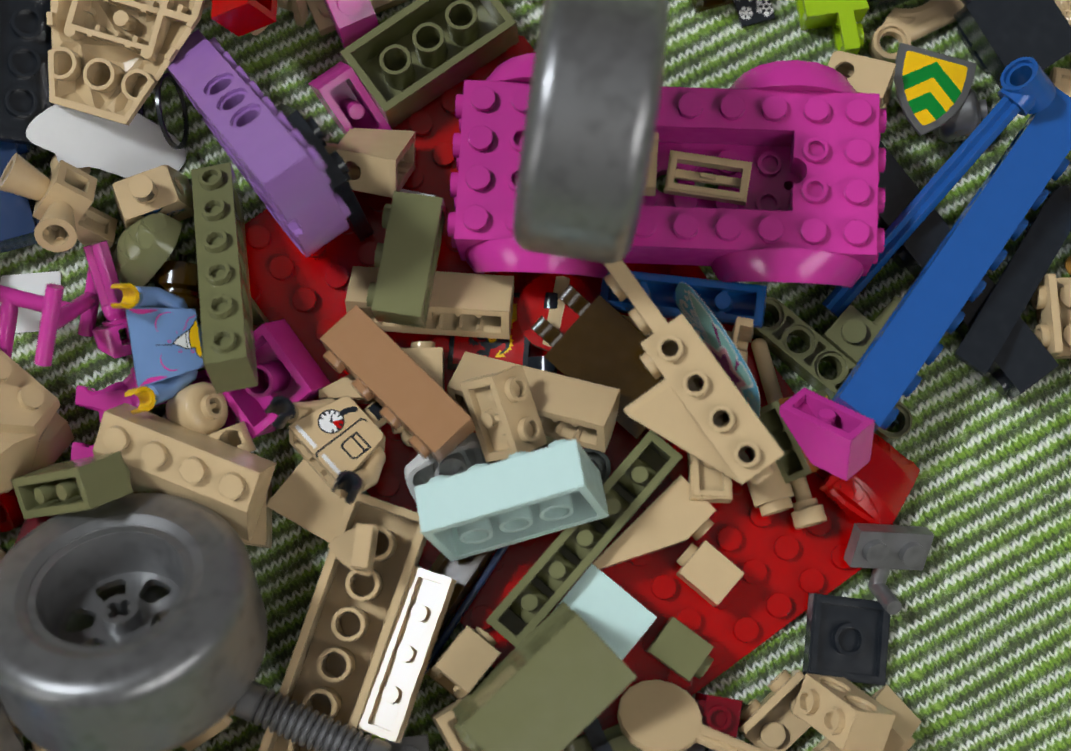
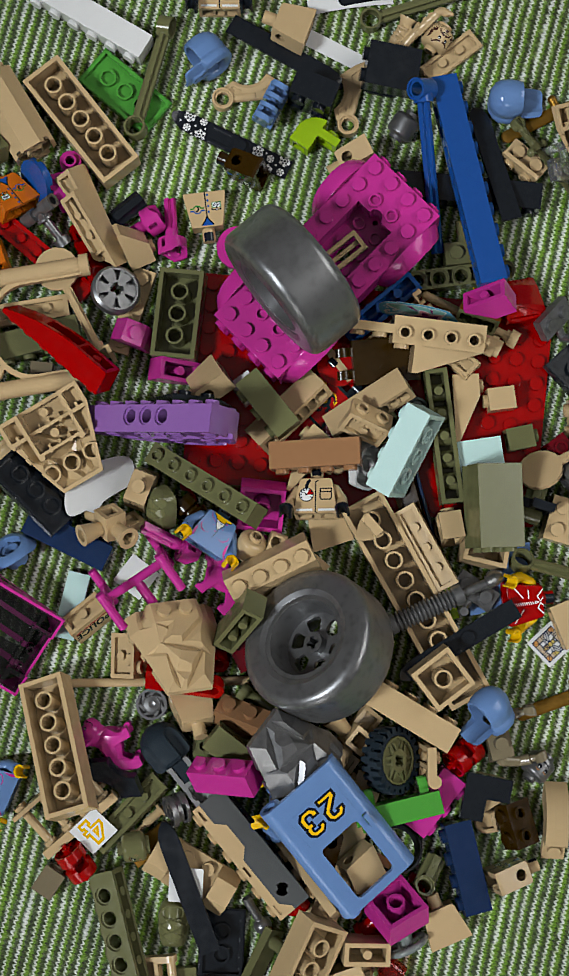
camera: 45 degrees left, 5 degrees up
(160, 116) = (123, 458): black piece -> none
(930, 86) = (383, 126): shield -> none

